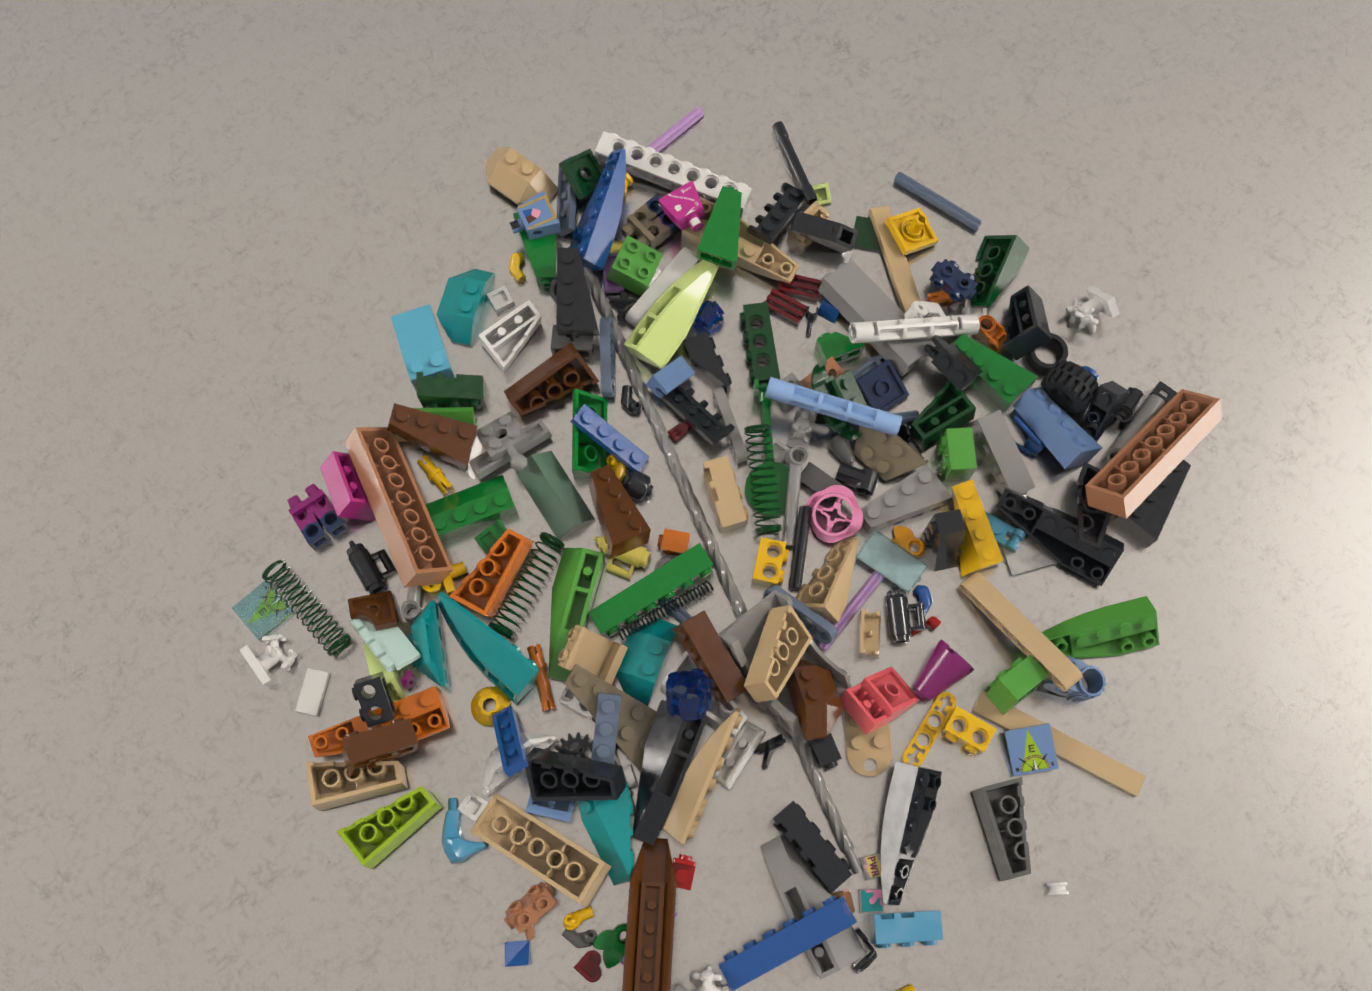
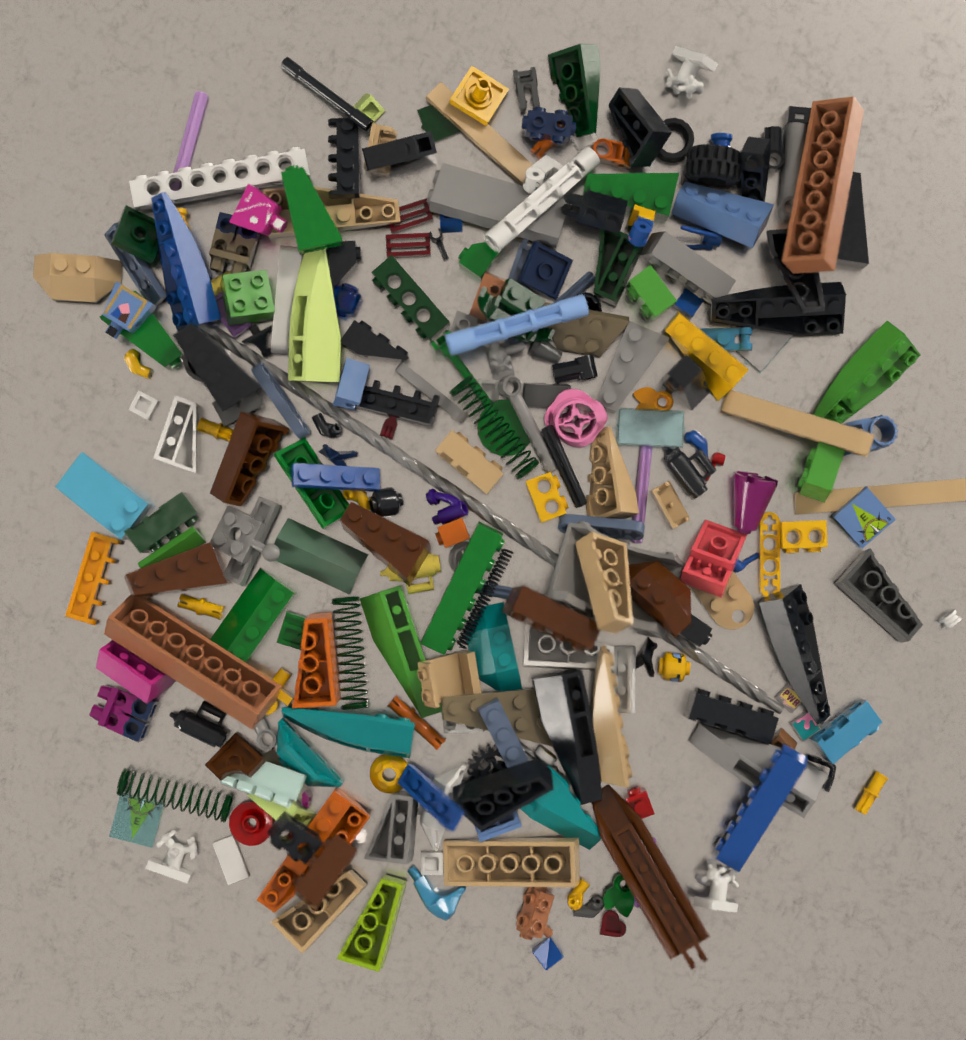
camera: 35 degrees left, 15 degrees up
(341, 667) = (243, 830): none -> red dish
(367, 398) = (90, 577): none -> light orange hinge
(462, 755) = (396, 831): none -> light grey wedge
(463, 304) = (114, 432): teal wedge -> none
(542, 350) = (214, 429): none -> yellow axle
(620, 425) = (336, 456): none -> dark blue piece
(688, 694) = (555, 664): clear blue brick -> none
(689, 525) = (448, 514): none -> dark purple plant
(726, 286) = (343, 261): none -> black slope
(787, 772) = (673, 667): none -> yellow head
(897, 723) = (741, 565): none -> blue hand
(938, 201) = (483, 46): sand blue axle -> none
(953, 242) = (528, 80): none -> dark grey piece
(982, 395) = (642, 222): none -> blue leg
(984, 484) = (688, 303): none -> blue slope

